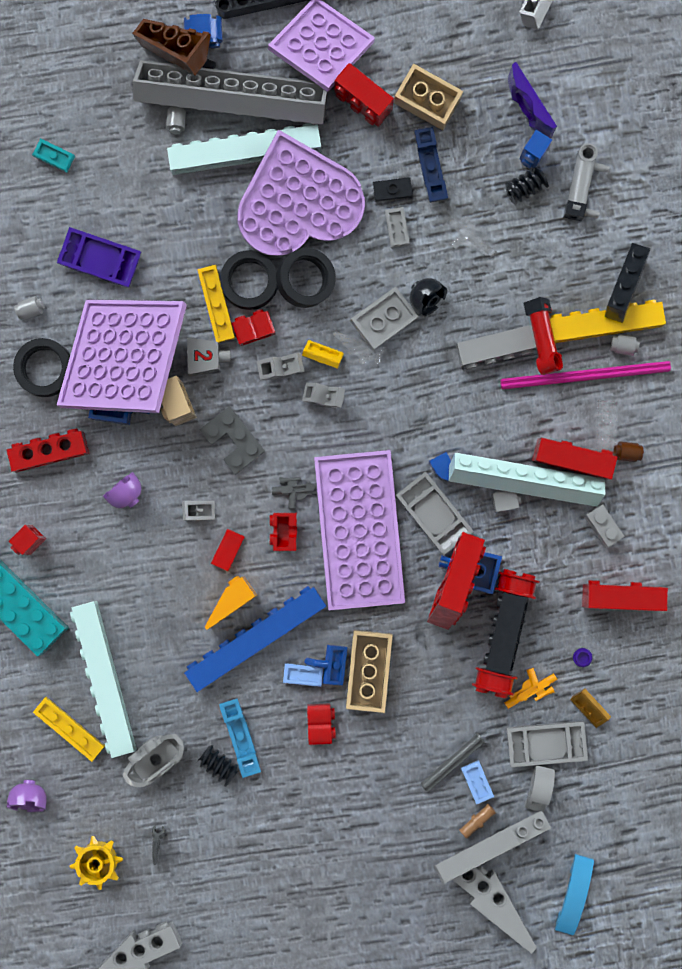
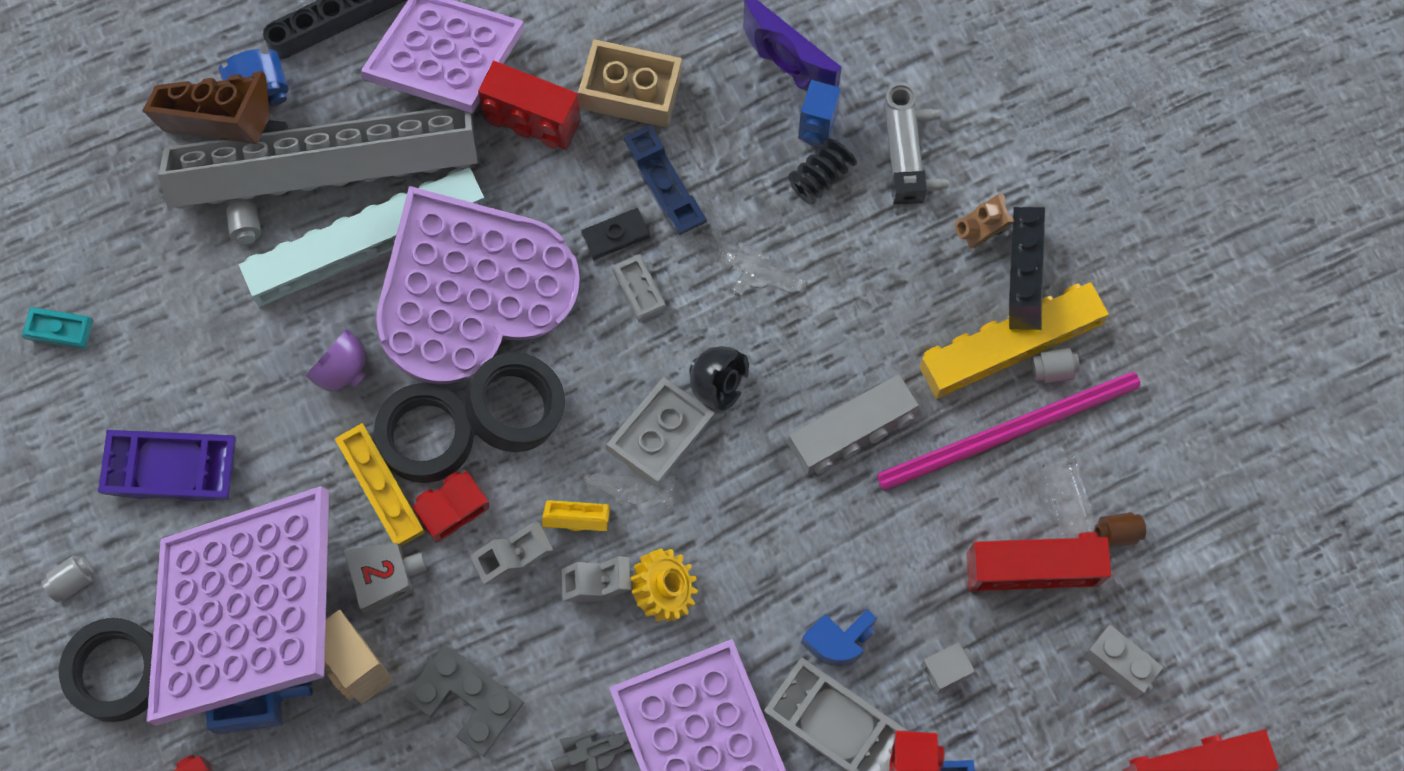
camera: 20 degrees left, 15 degrees down
(211, 225) = (340, 364): none -> medium lavender cylinder
(360, 409) = (663, 585): none -> yellow gear
(526, 479) = (971, 620): light aqua brick -> none
(548, 358) = (905, 350): red piece -> none
(612, 246) = (984, 222): none -> medium nougat hips

